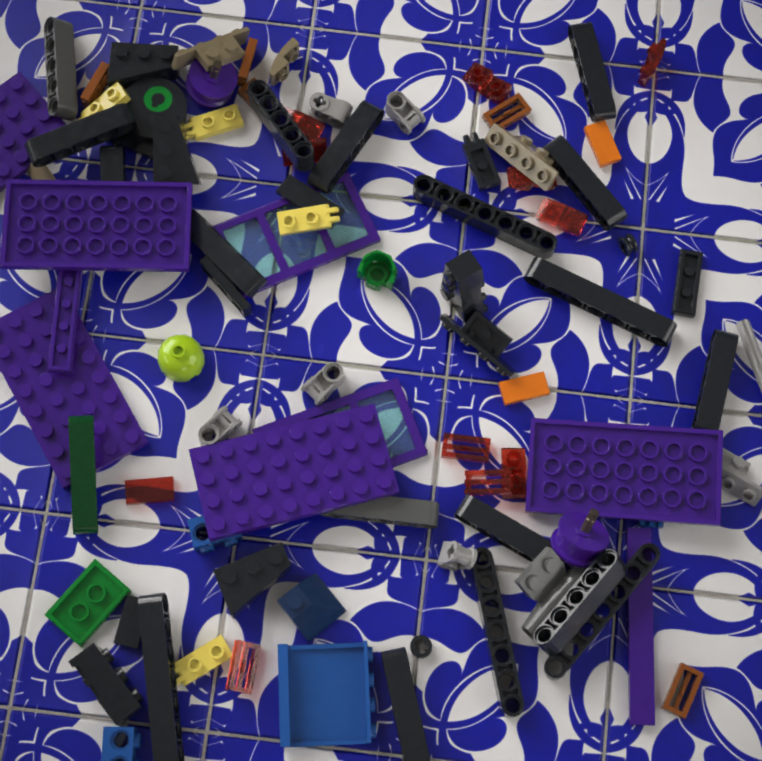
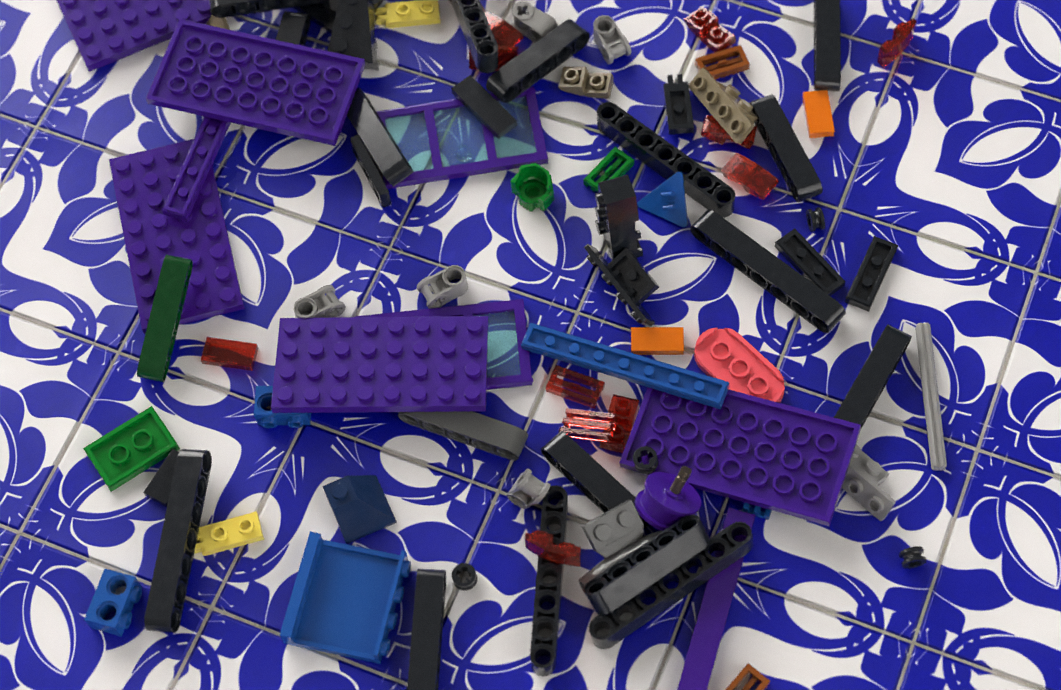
camera: 25 degrees right, 10 degrees down
(108, 683) = (123, 527): black wedge -> none
(181, 358) = (302, 230): lime cylinder -> none
(242, 667) = (257, 568): clear red tile -> none
(251, 576) = (305, 459): black wedge -> none
(306, 219) = (474, 121): light yellow hinge -> none
(392, 158) = (581, 82): none -> dark tan slope
(429, 254) = (588, 180): none -> green tile
(489, 608) = (543, 545): none -> clear red slope
(498, 255) = (668, 200): none -> blue piece
(506, 420) = (625, 365): none -> blue tile
(541, 503) = (637, 457): none -> black bush
(599, 395) = (733, 359): none -> coral tile
(632, 285) = (809, 262): none -> black tile

